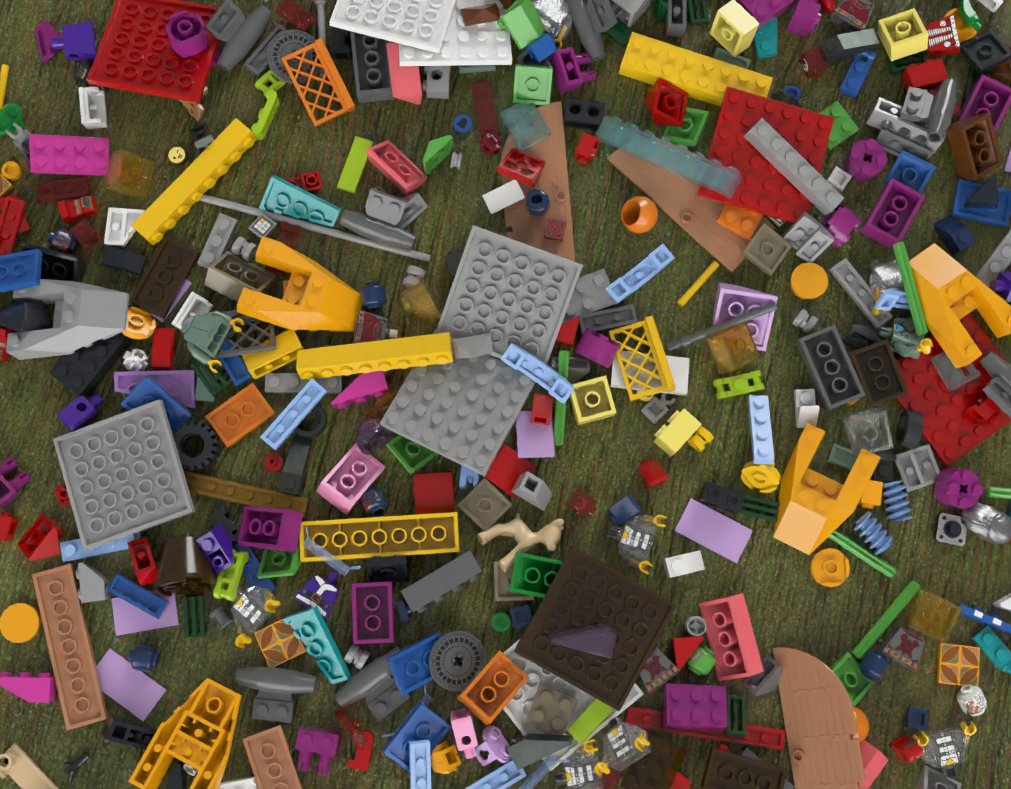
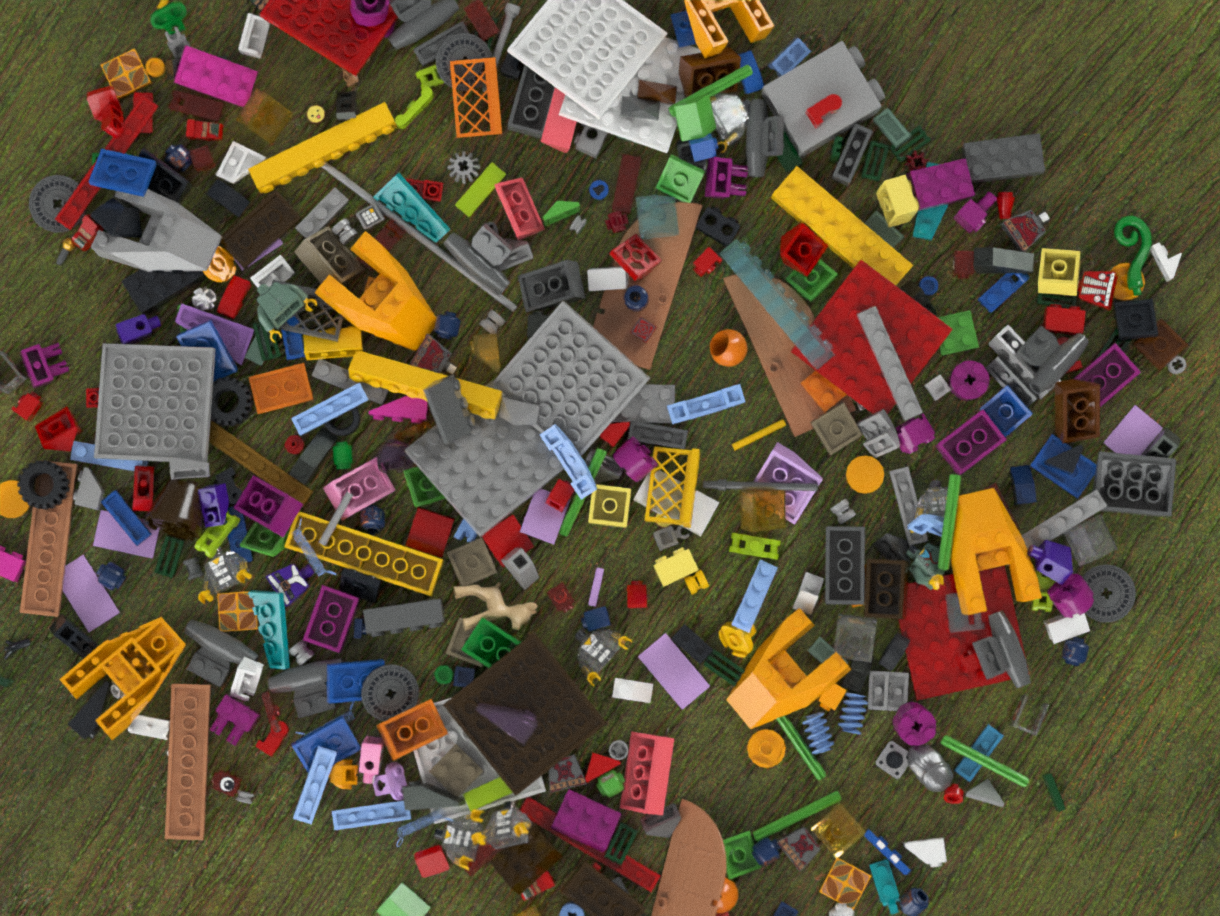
camera: 30 degrees right, 5 degrees up
(27, 594) = (59, 489): none -> black tyre
(176, 524) = (186, 468): none -> light grey slope
(313, 704) = (246, 679): none -> white hinge
(323, 454) = (342, 455): none -> green brick
(326, 145) = (470, 165): none -> light grey gear
(339, 514) = (335, 519): none -> light grey bar
(407, 365) = (449, 408): none -> dark grey slope
(453, 223) = (551, 286): none -> dark grey slope
(471, 32) = (640, 108): none -> dark grey slope
(610, 481) = (596, 587): none -> lavender tile

